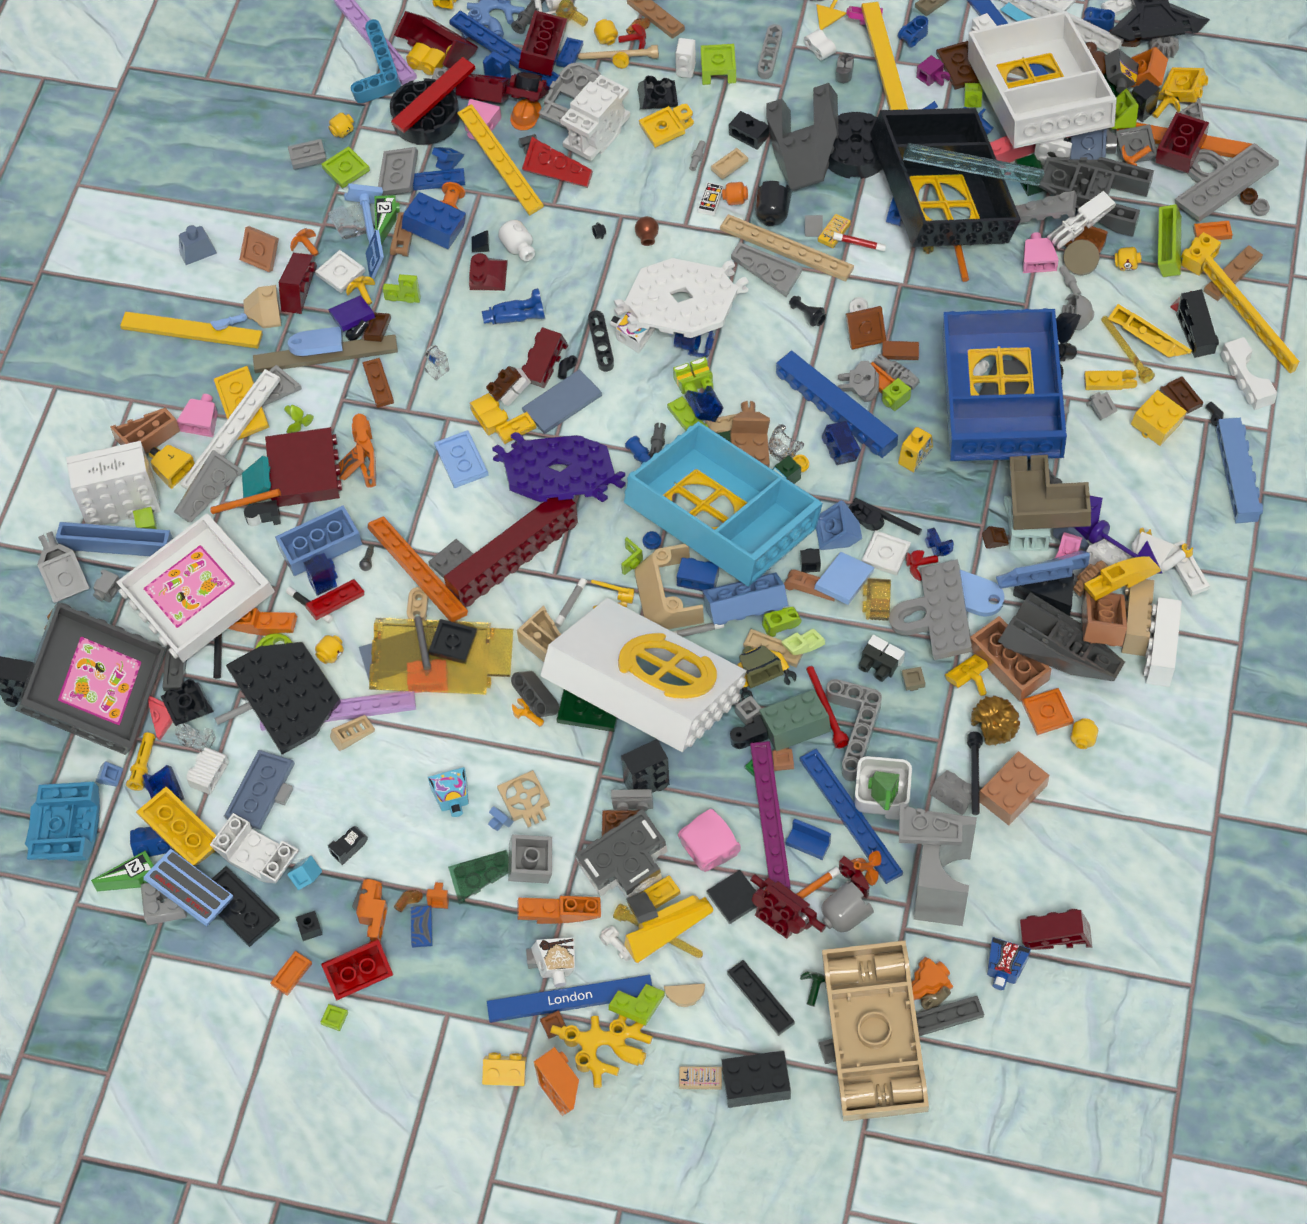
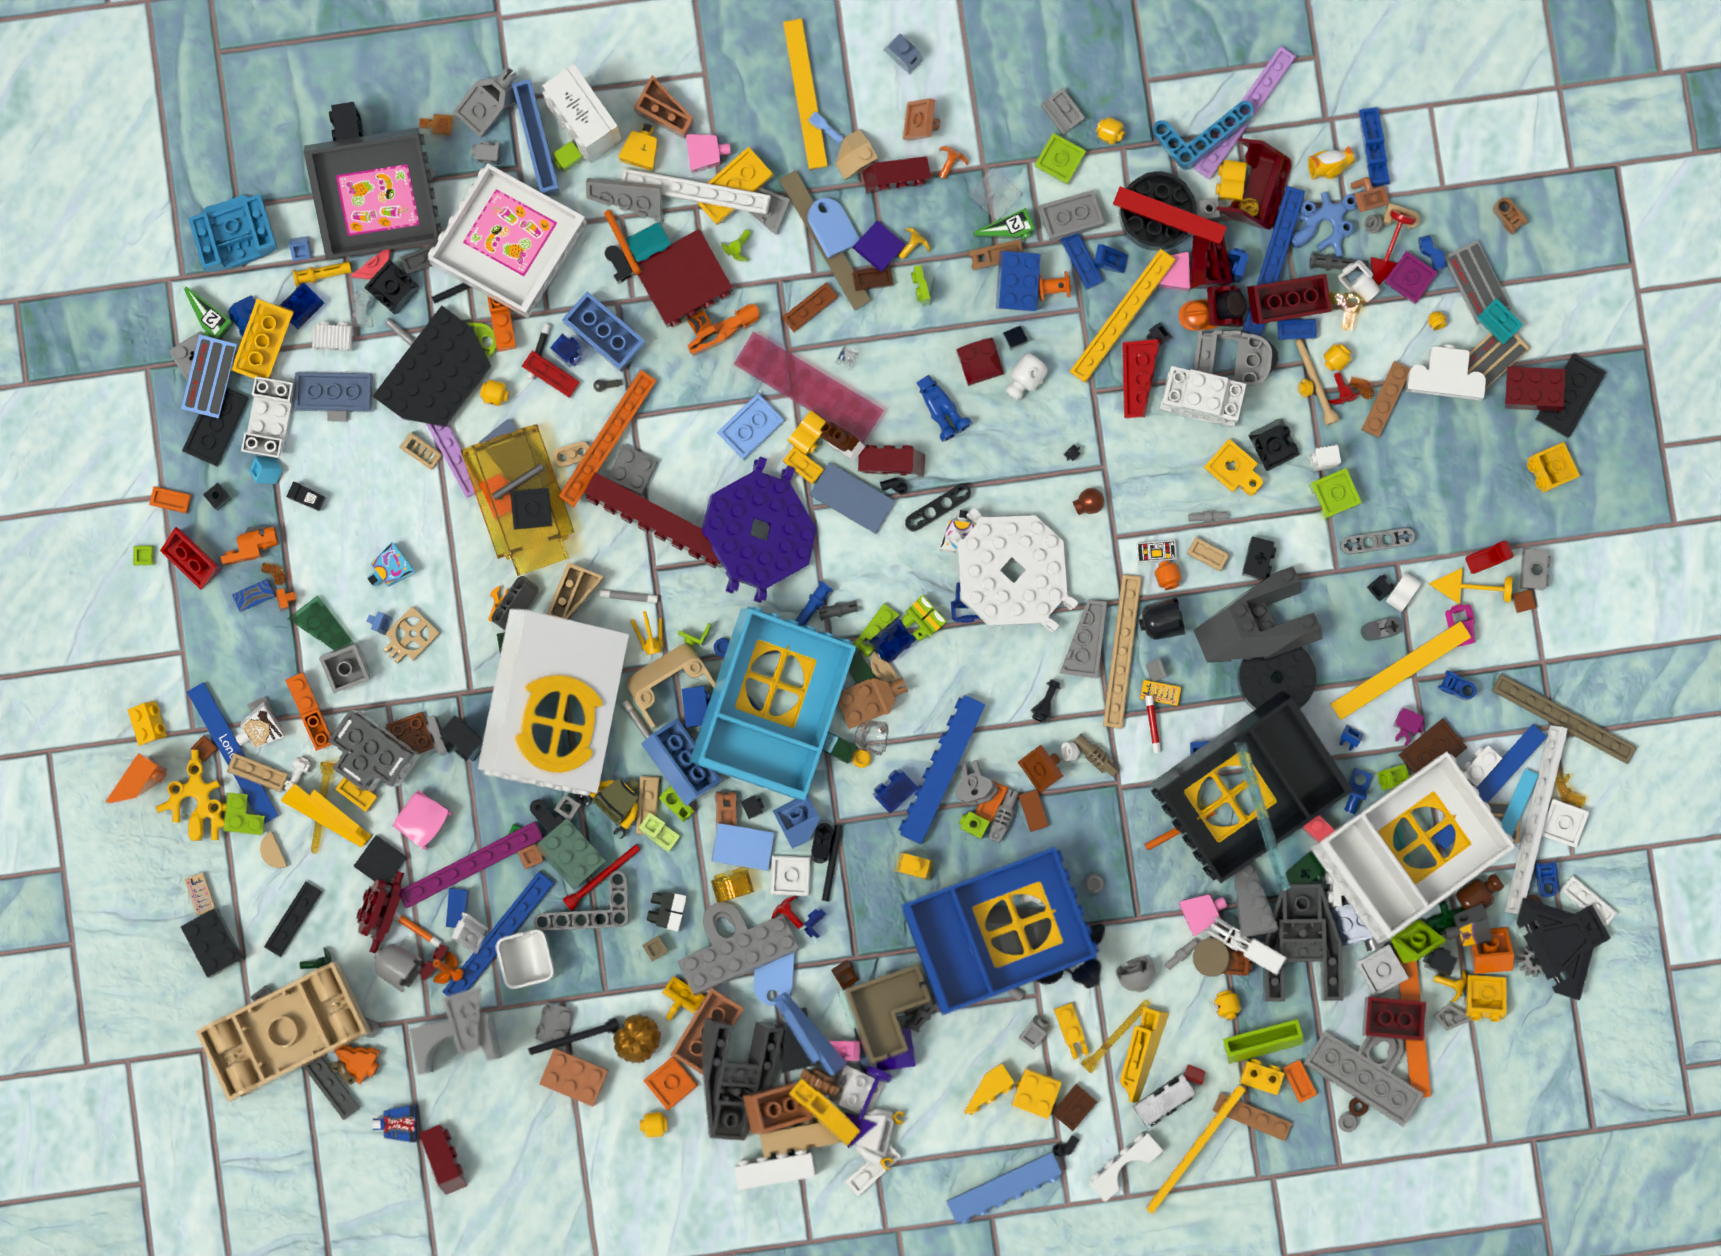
camera: 65 degrees right, 25 degrees up
(340, 271) = (927, 211): white plate -> none
(357, 332) = (859, 263): black arm -> none
(365, 195) = (963, 233): light blue piece -> none
(441, 405) = (808, 386): none -> clear pink plate
(599, 978) = (257, 772): none -> tan tile
(642, 907) = (328, 787): dark grey tile -> none
(810, 58) = (1380, 587): none -> black tile
(837, 831) = (469, 933): none -> white plate
(871, 289) = (1096, 755): none -> dark tan hinge
(884, 788) = (521, 961): bright green slope -> none
(1132, 159) = (1356, 975): orange plant -> none
(1139, 452) = (992, 1083): none -> yellow slope

